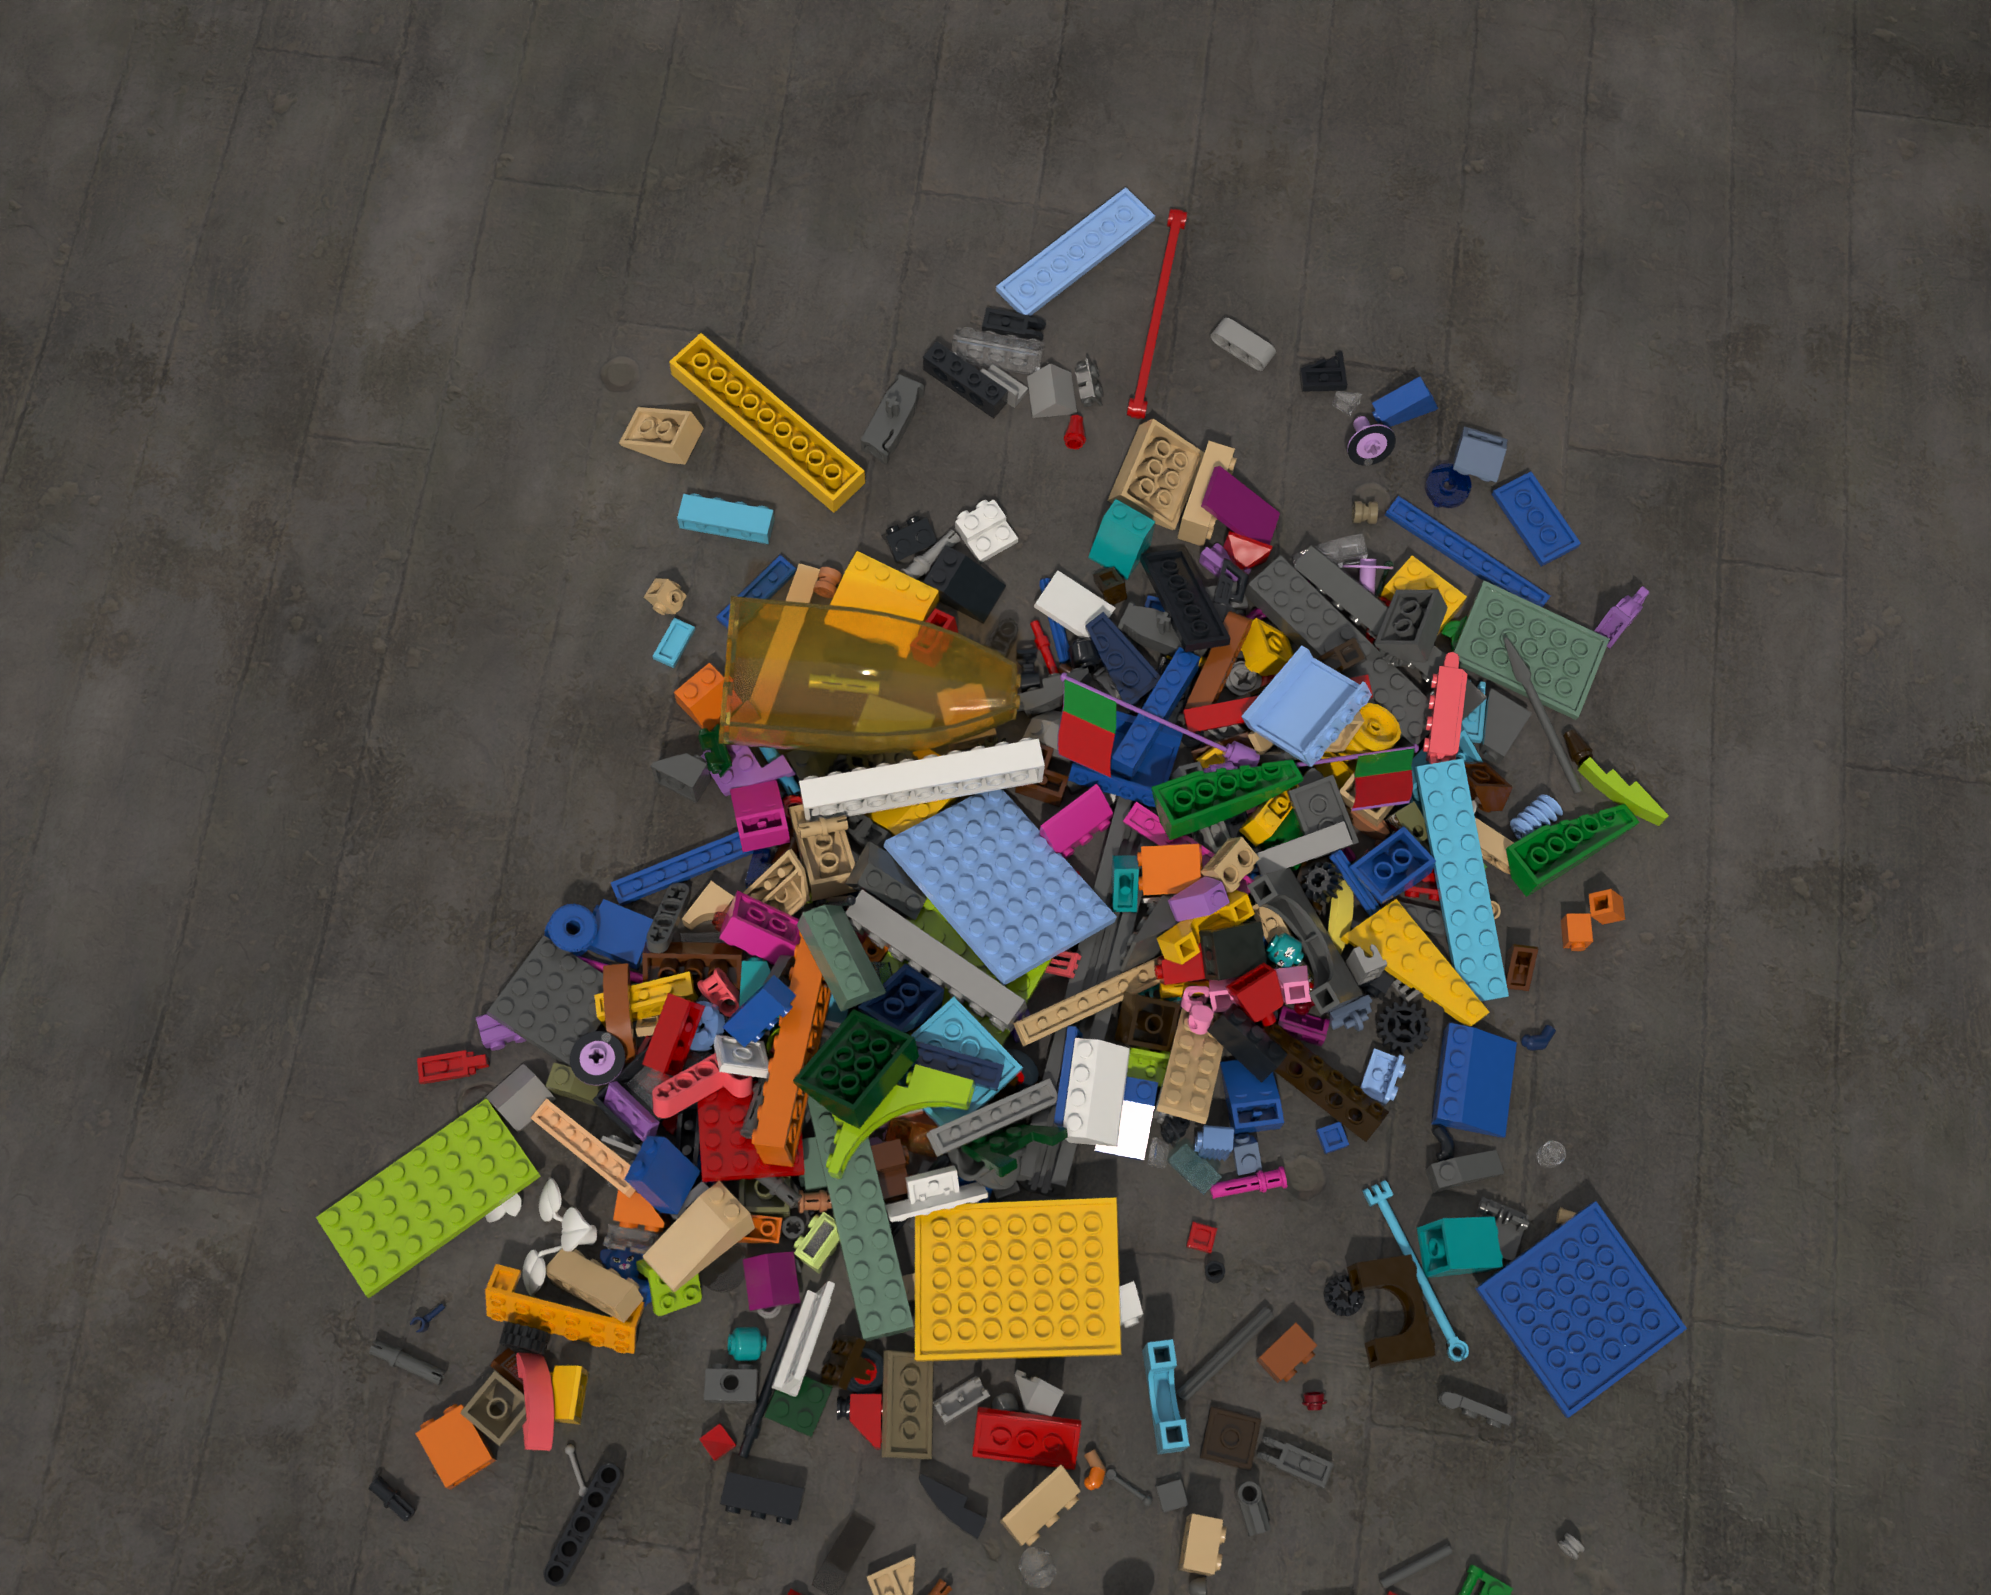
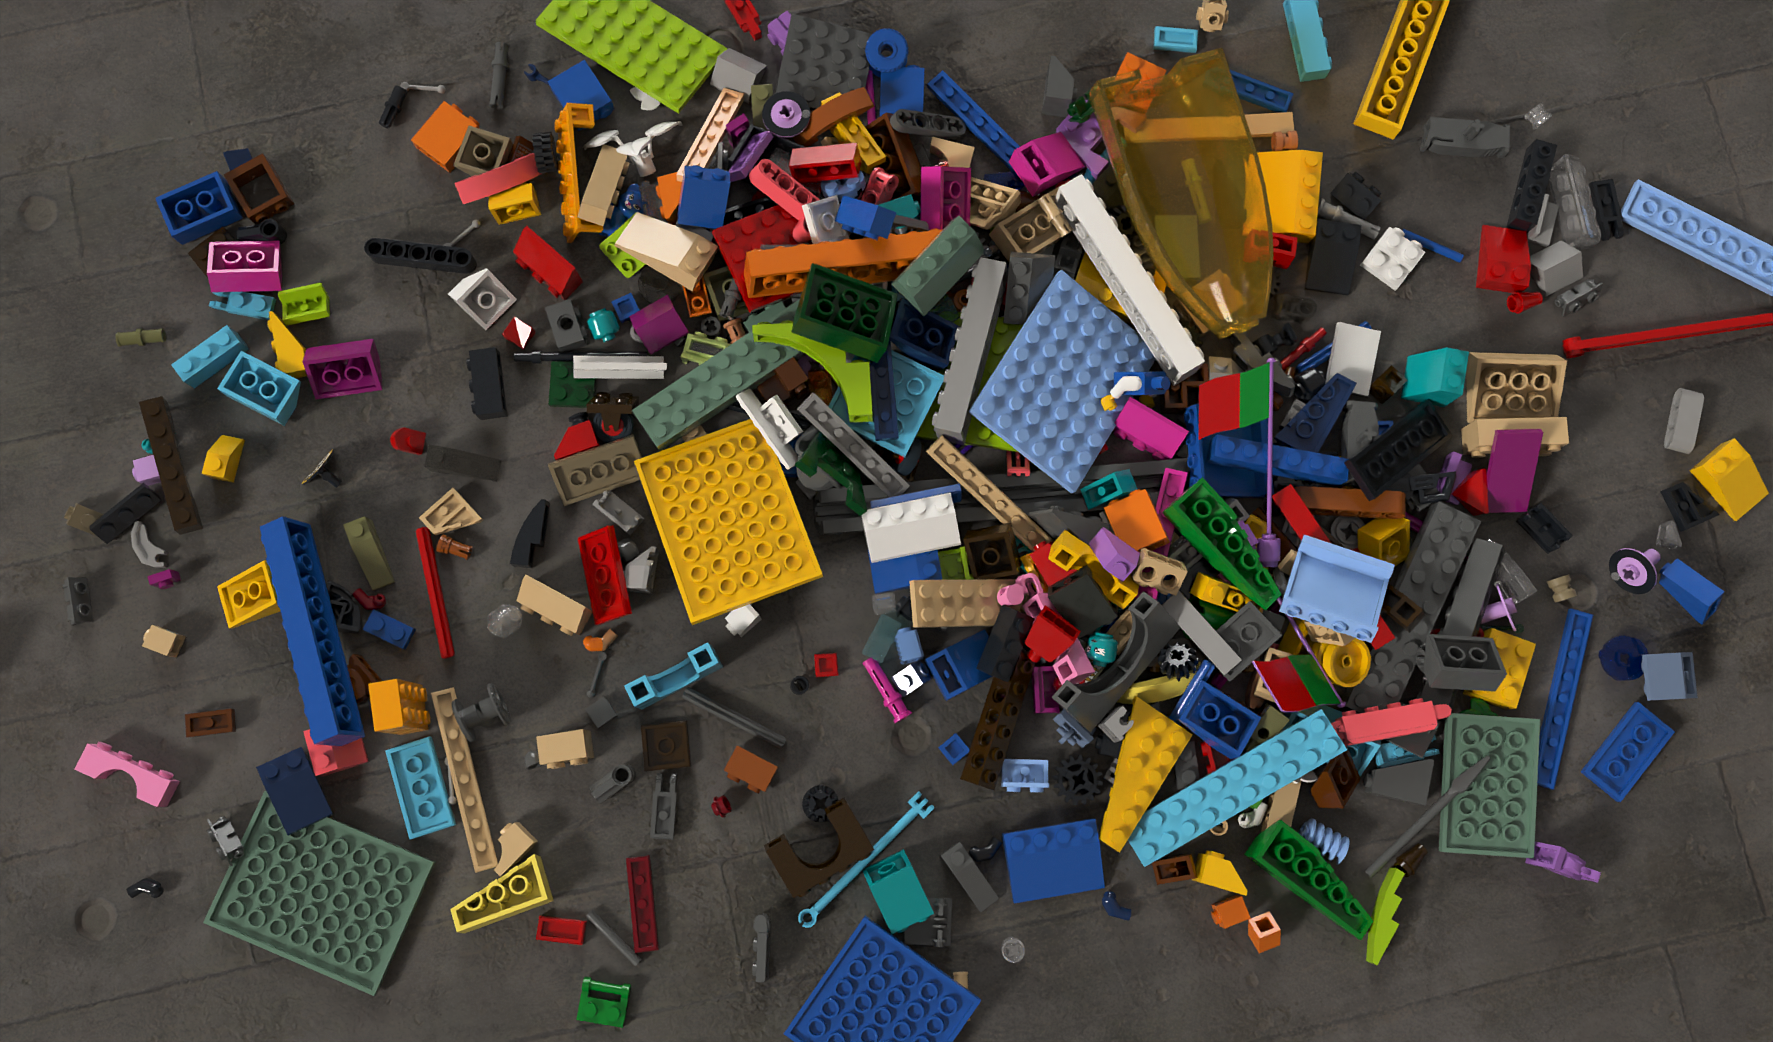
camera: 70 degrees right, 10 degrees up
(393, 1436) = (441, 89): none -> light grey hinge
(466, 1275) = (582, 87): none -> blue brick
(592, 1117) = (737, 129): none -> magenta plate
(654, 1382) = (546, 264): none -> red slope
(661, 1469) = (482, 297): none -> white slope
(736, 1312) = (625, 307): none -> blue plate
(897, 346) = (1538, 116): none -> clear wheel
(989, 489) = (1426, 243): none -> blue bar
(1027, 433) = (1503, 260): none -> red slope
(1031, 811) = (1141, 383): none -> torso
(1301, 504) = (1544, 528): none -> black hinge
(1311, 327) = (1731, 478): none -> yellow slope
(1389, 1522) = (642, 904): none -> dark red tile
(1493, 875) = (1253, 818): none -> white arm
(1538, 925) = (1218, 872): none -> yellow slope

